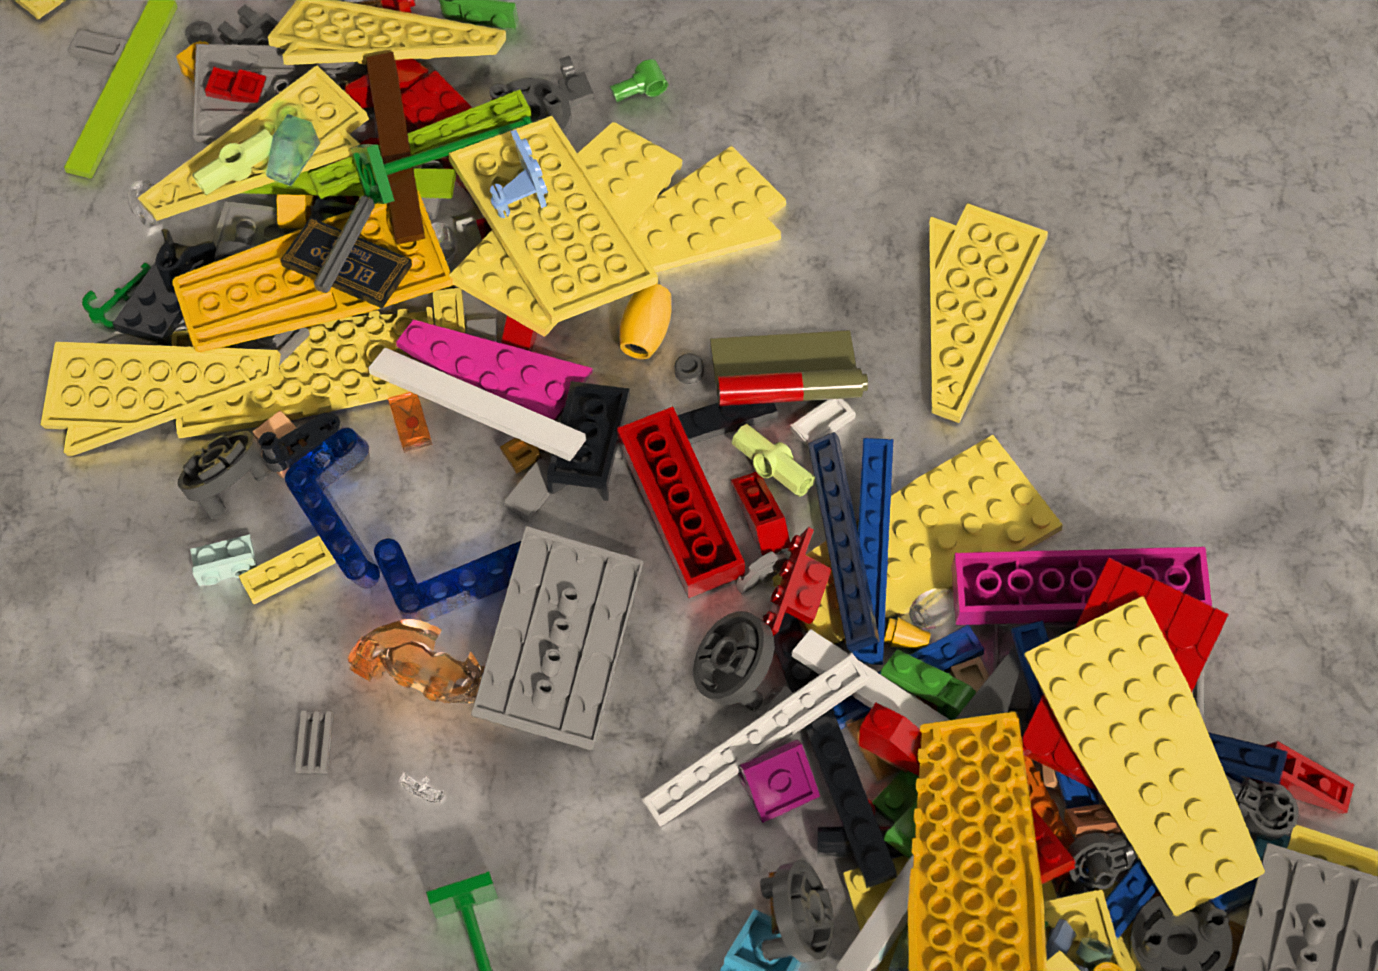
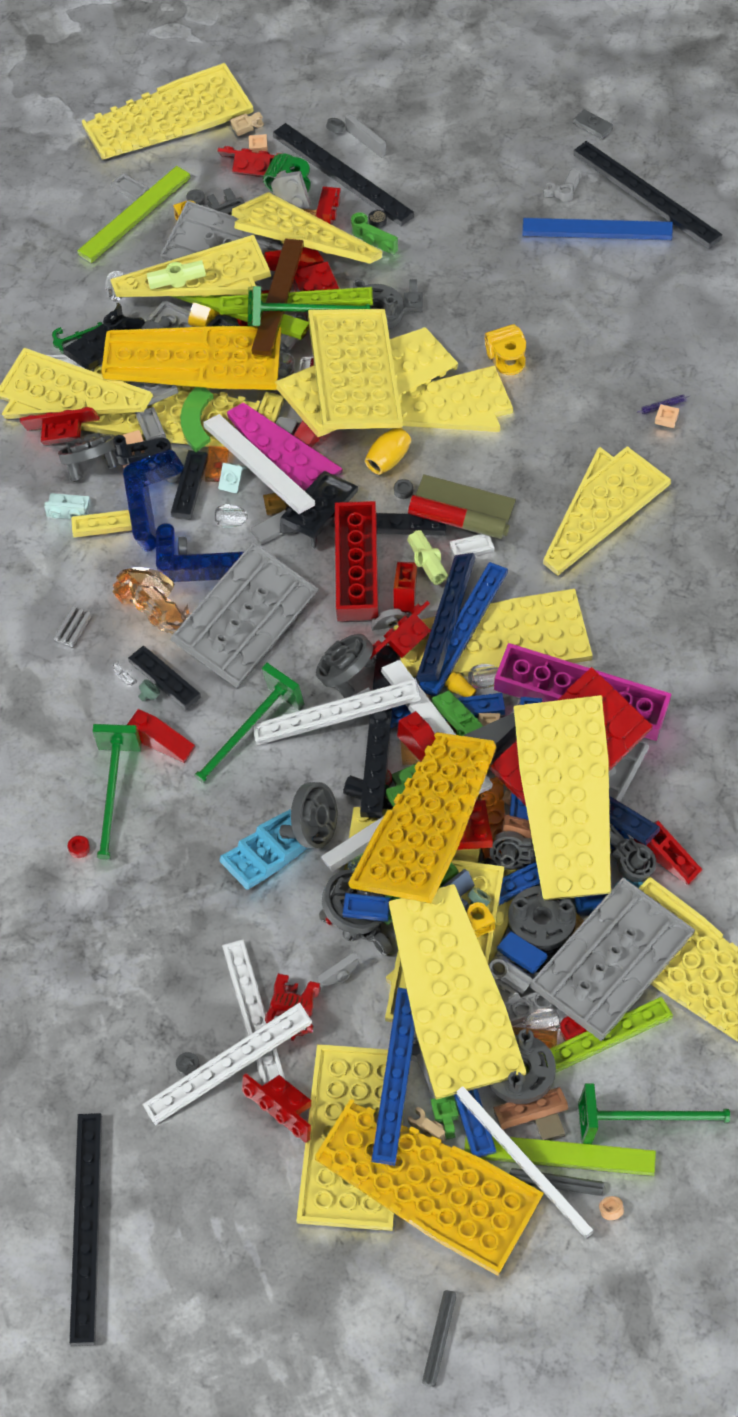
camera: 20 degrees right, 5 degrees down
(161, 443) = (60, 426): none -> red bracket
(234, 86) = (199, 232): red slope -> none
(291, 149) = (213, 277): clear light blue slope -> none
(293, 398) = (150, 424): none -> light grey tile
(344, 244) = (218, 341): dark grey axle -> none
(346, 368) = (191, 415): none -> bright green tile
(368, 272) = (215, 354): black tile -> none
(386, 466) = (189, 484): none -> black plate
(419, 565) = (182, 545): none -> dark grey tile
(440, 434) = (231, 477): none -> light aqua bracket
(467, 494) = (230, 516): none -> clear animal
(470, 802) = (148, 690): none -> sand green tile
(484, 773) = (164, 677): none -> black plate
(520, 867) = (160, 736): none -> red slope
(524, 184) = (341, 340): light blue plate -> none
(646, 79) = (460, 309): bright green pin -> none
(663, 730) = (281, 687): none -> green tile
(739, 110) = (504, 345): none -> yellow piece
(779, 780) = (339, 740): magenta bracket -> none
(979, 123) = (667, 402): none -> dark purple piece
(998, 141) = (667, 416): none -> light nougat plate

